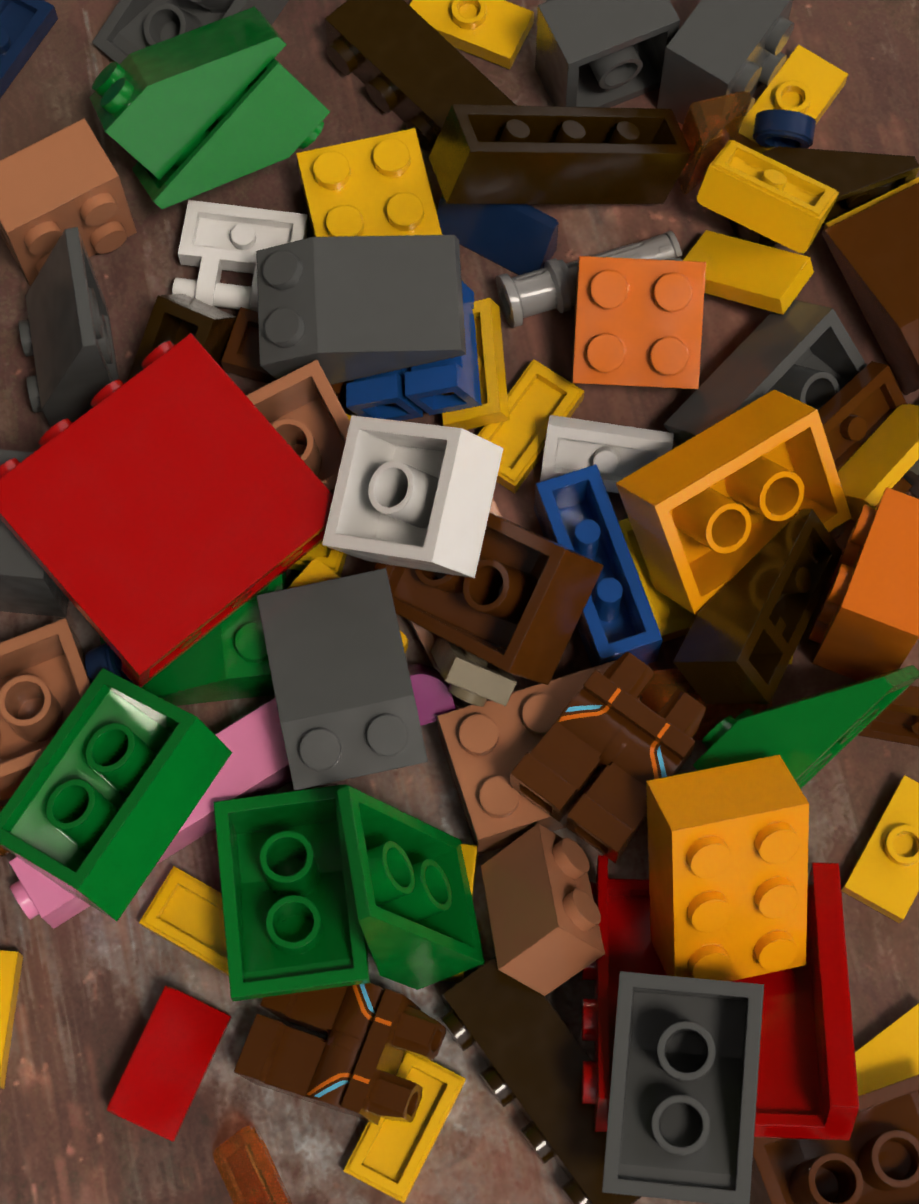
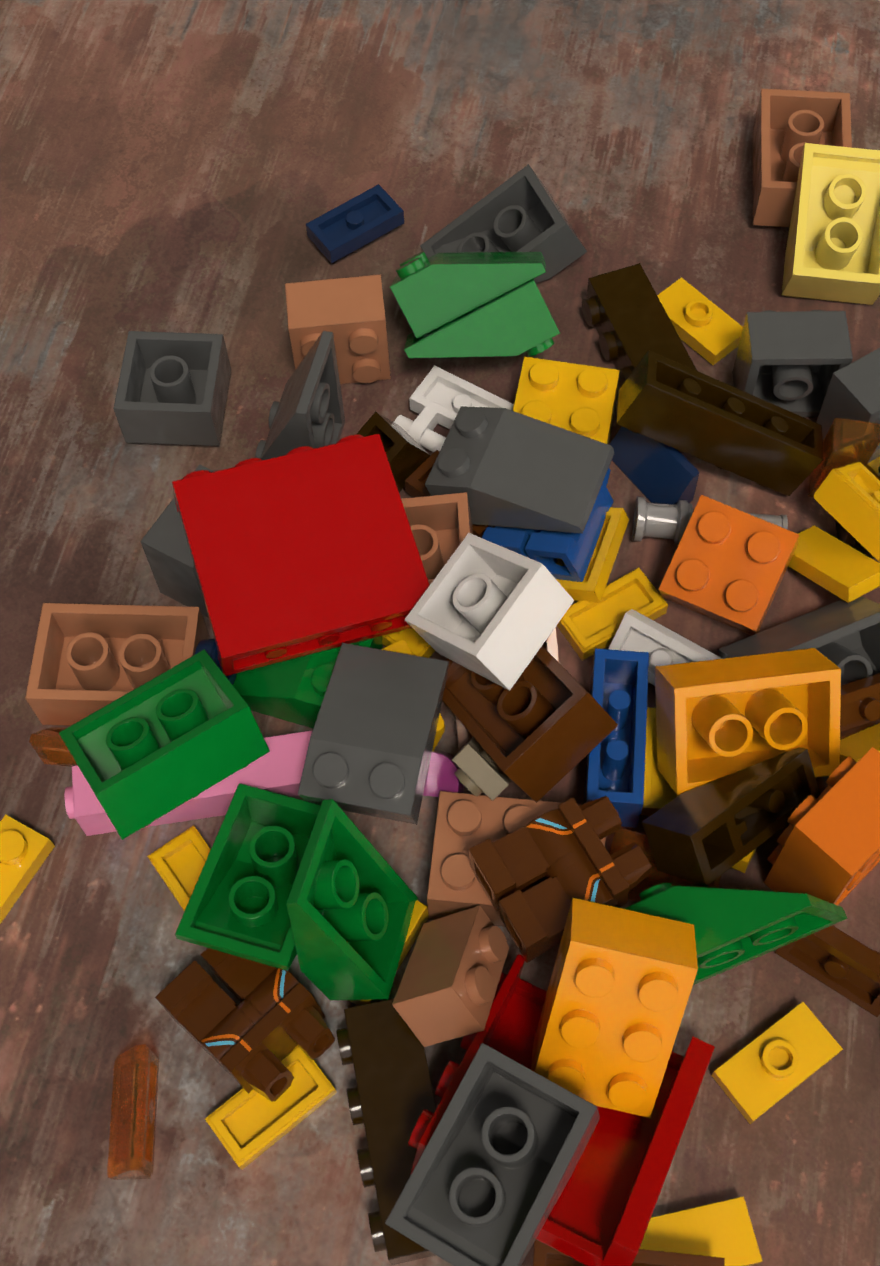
camera: 25 degrees right, 10 degrees down
(169, 1063) = (114, 972): red slope -> none

